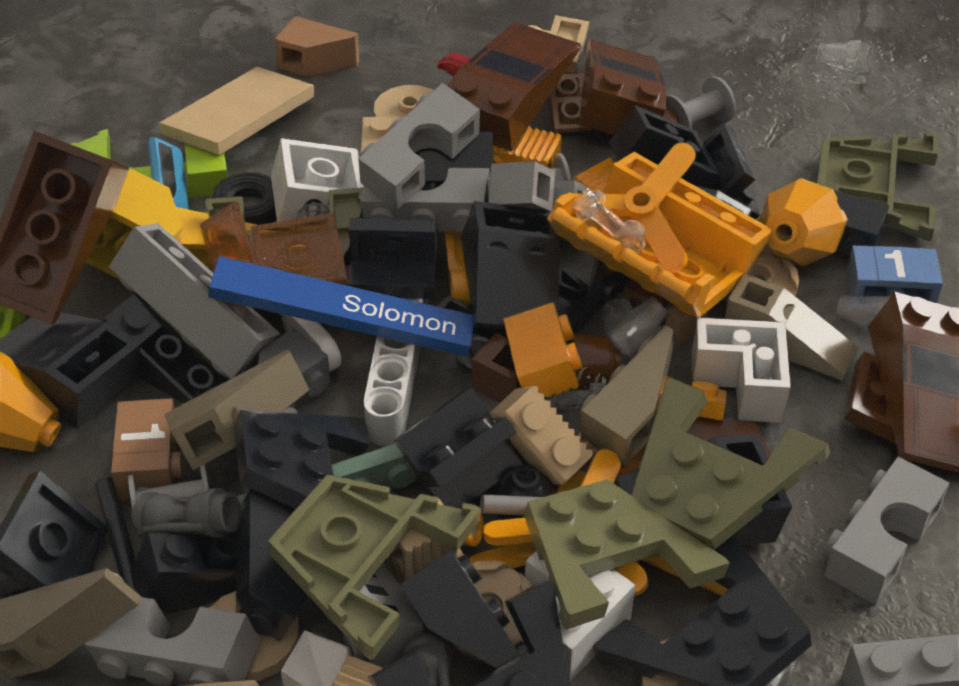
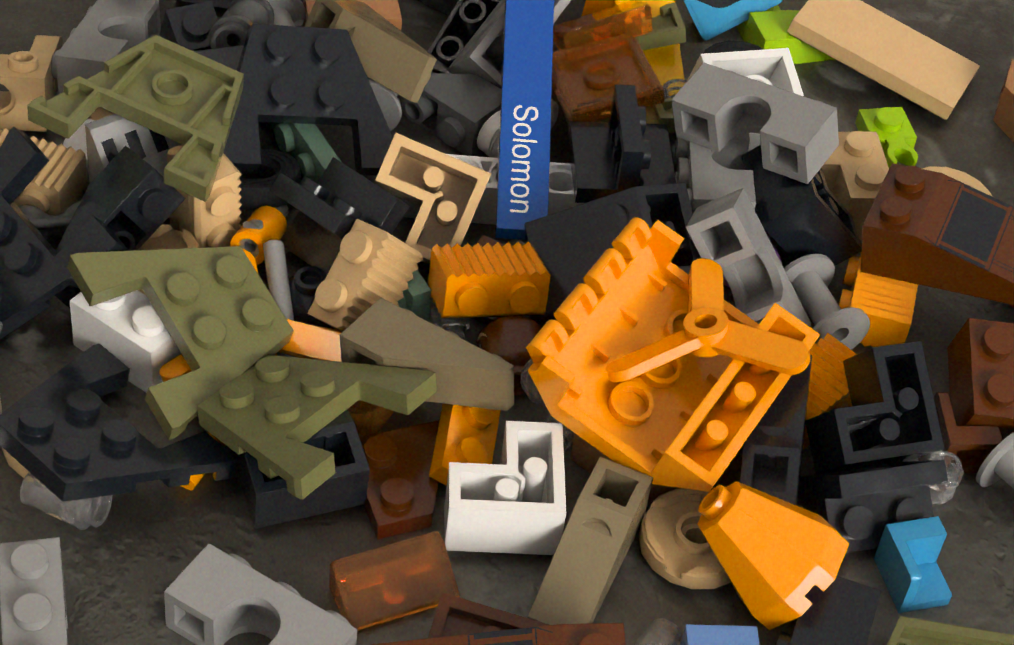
camera: 80 degrees right, 0 degrees up
(330, 128) = (893, 132): none -> lime plate
(439, 371) = (439, 184): none -> tan brick
(628, 233) = (641, 315): clear bar -> none
(768, 178) = (909, 564): none -> dark azure panel
(837, 472) = (392, 580): none -> clear orange slope

